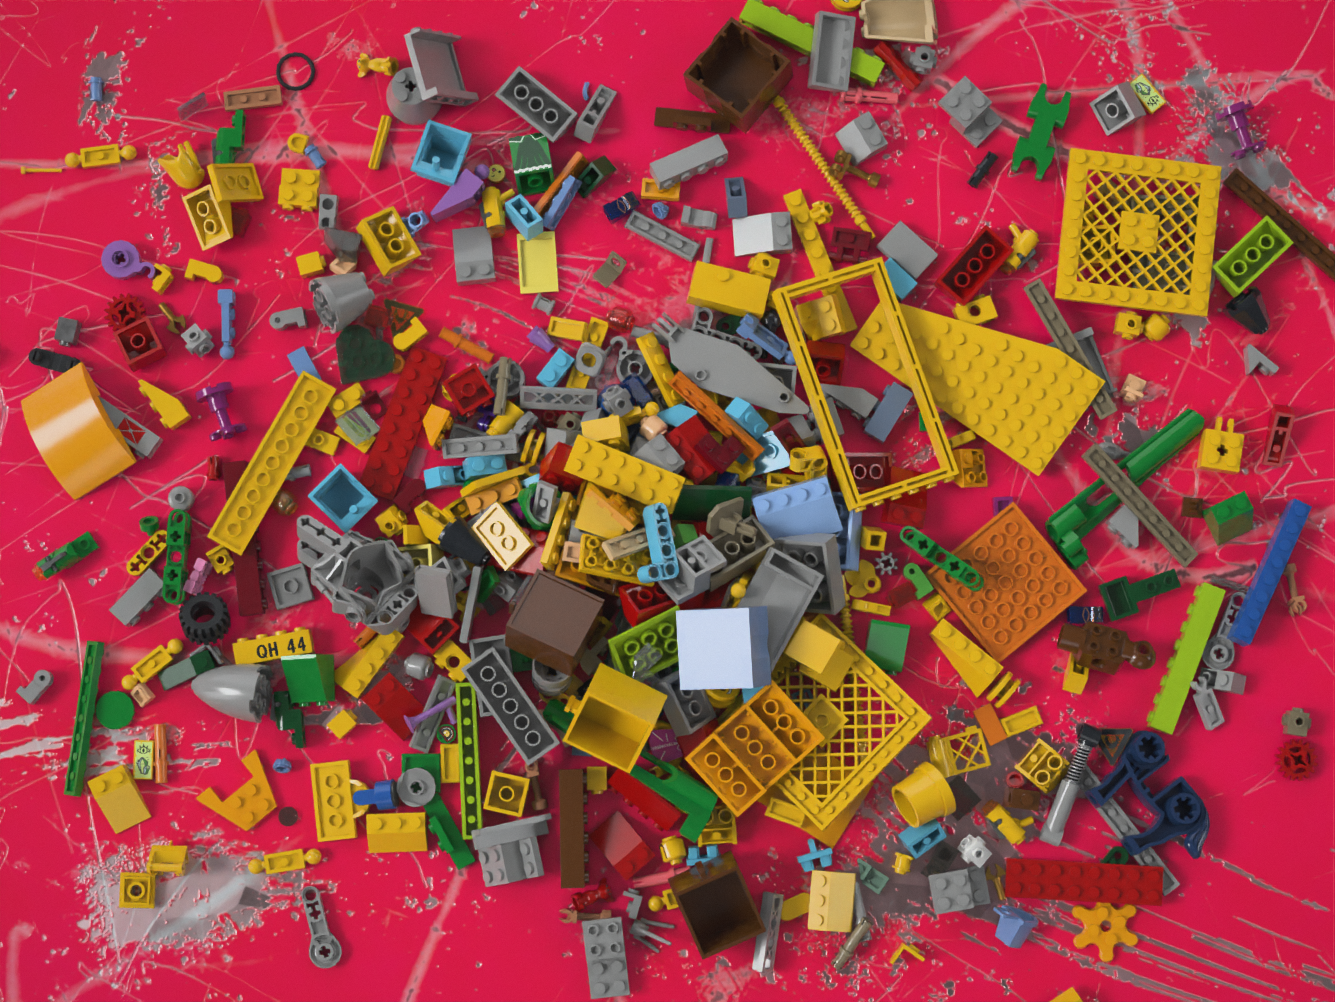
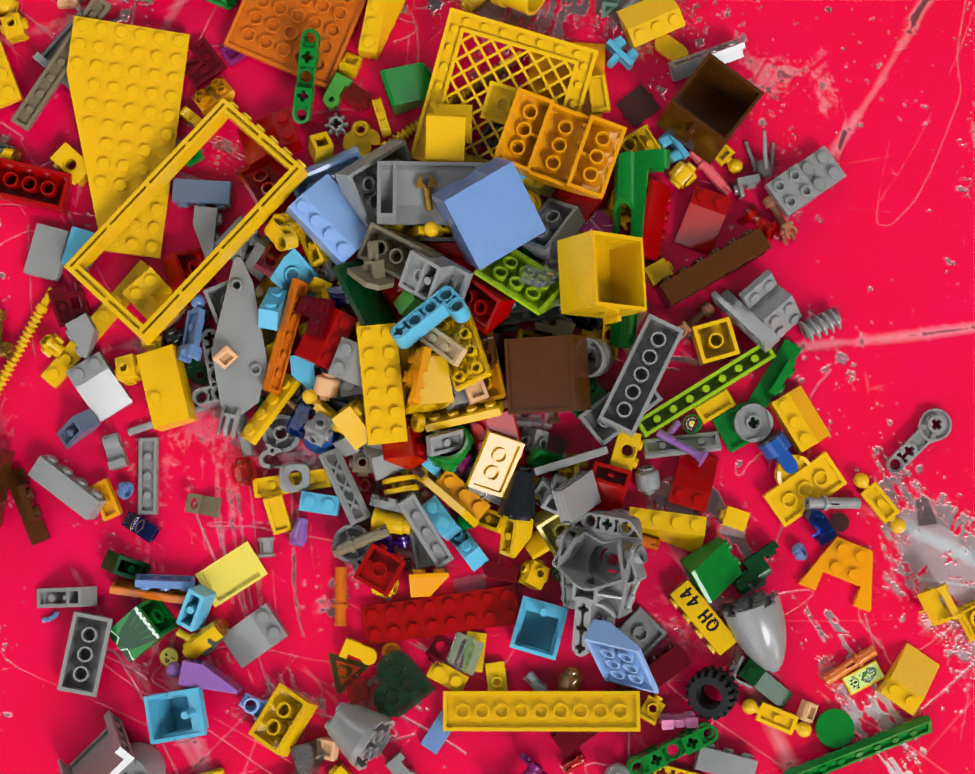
camera: 120 degrees left, 0 degrees up
(280, 549) = (618, 657): none -> light blue slope
(300, 795) = (821, 526): none -> clear blue leg
(304, 824) = (825, 502): none -> light grey pin
(469, 899) = (820, 324): none -> light grey piece
(575, 488) = (418, 422): none -> yellow tile
(726, 354) = (225, 356): none -> light nougat slope
(759, 847) = (638, 106): none -> clear smoke piece
(775, 605) = (427, 191): none -> pearl gold bar
(814, 244) = (84, 334): none -> light grey slope
(1002, 480) = (209, 64): none -> dark red plate

